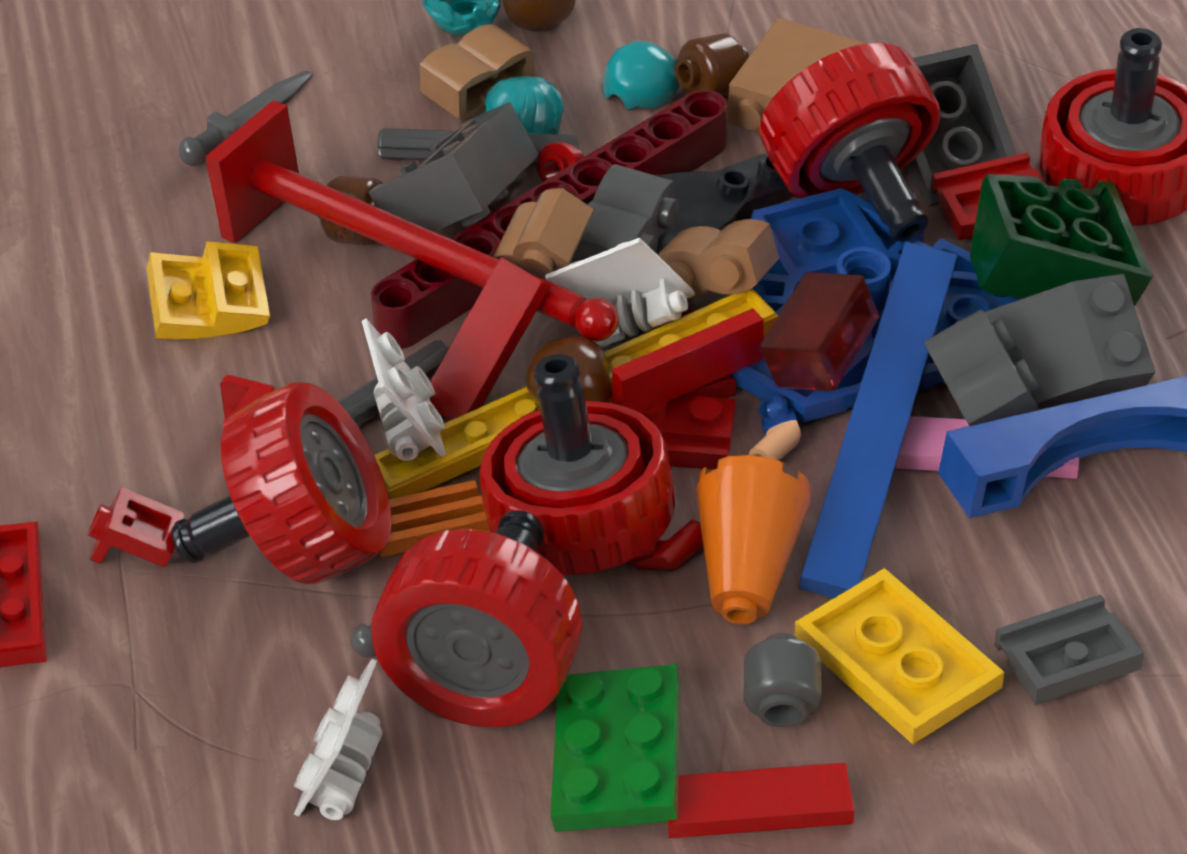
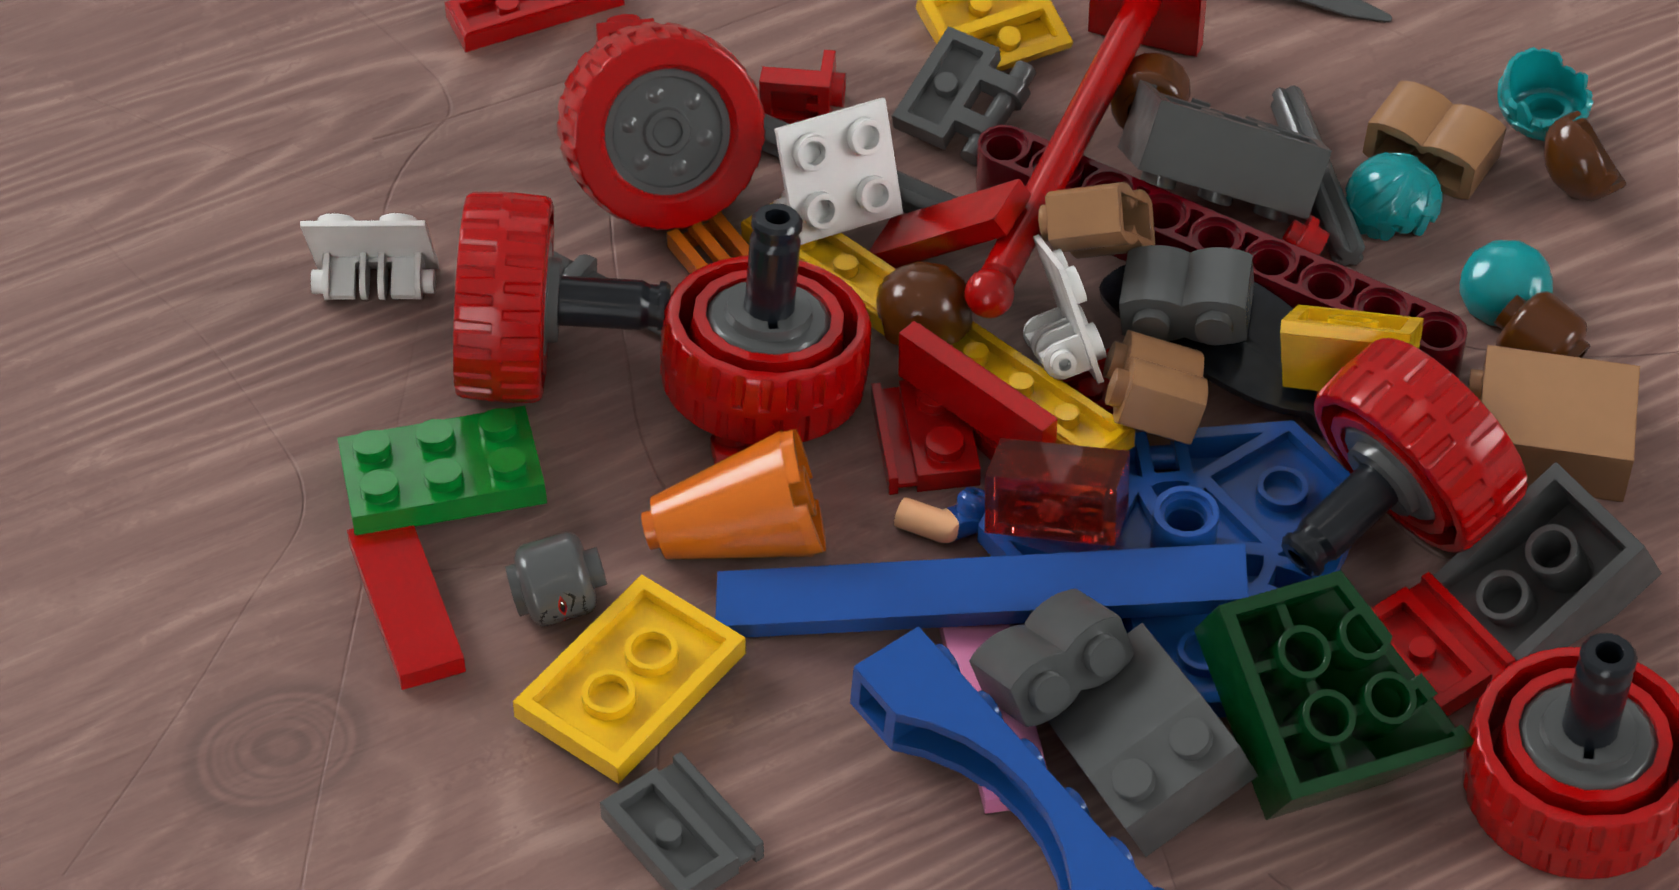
camera: 75 degrees right, 5 degrees up
(292, 327) = (950, 84): none -> dark grey plate
(716, 143) = (1324, 339): none -> yellow slope

